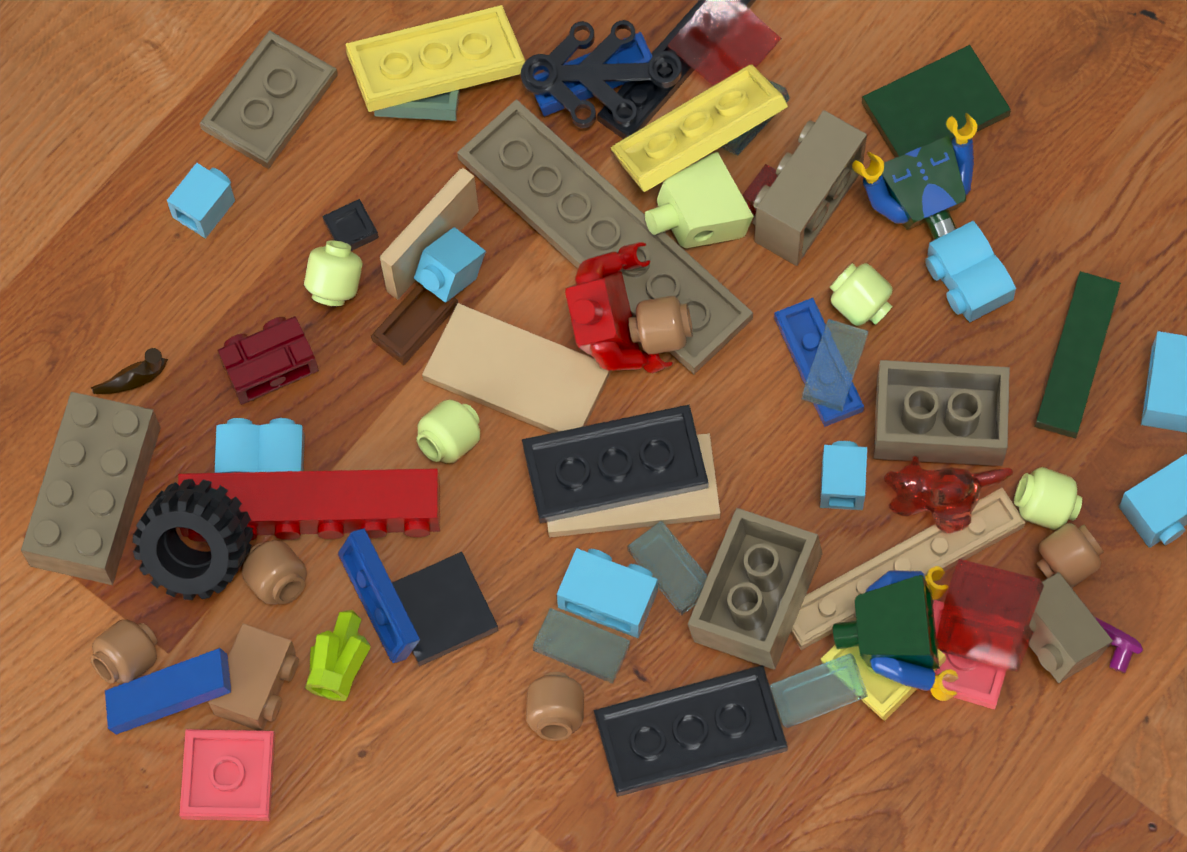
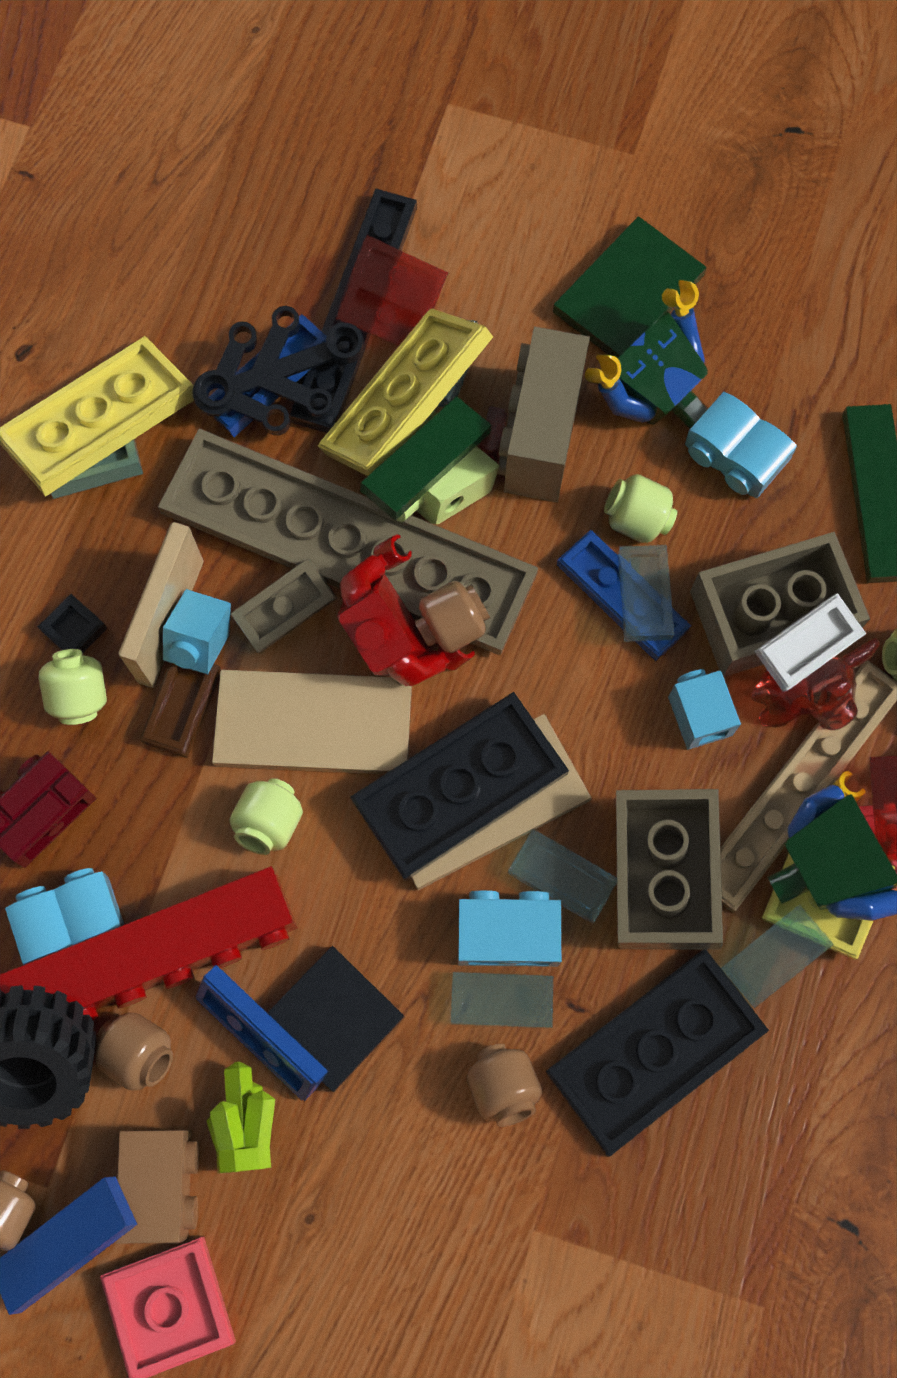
camera: 25 degrees left, 5 degrees up
(529, 269) = (284, 605): none -> dark tan plate
(691, 187) = (425, 458): none -> dark green tile
(946, 447) = (810, 642): none -> white tile

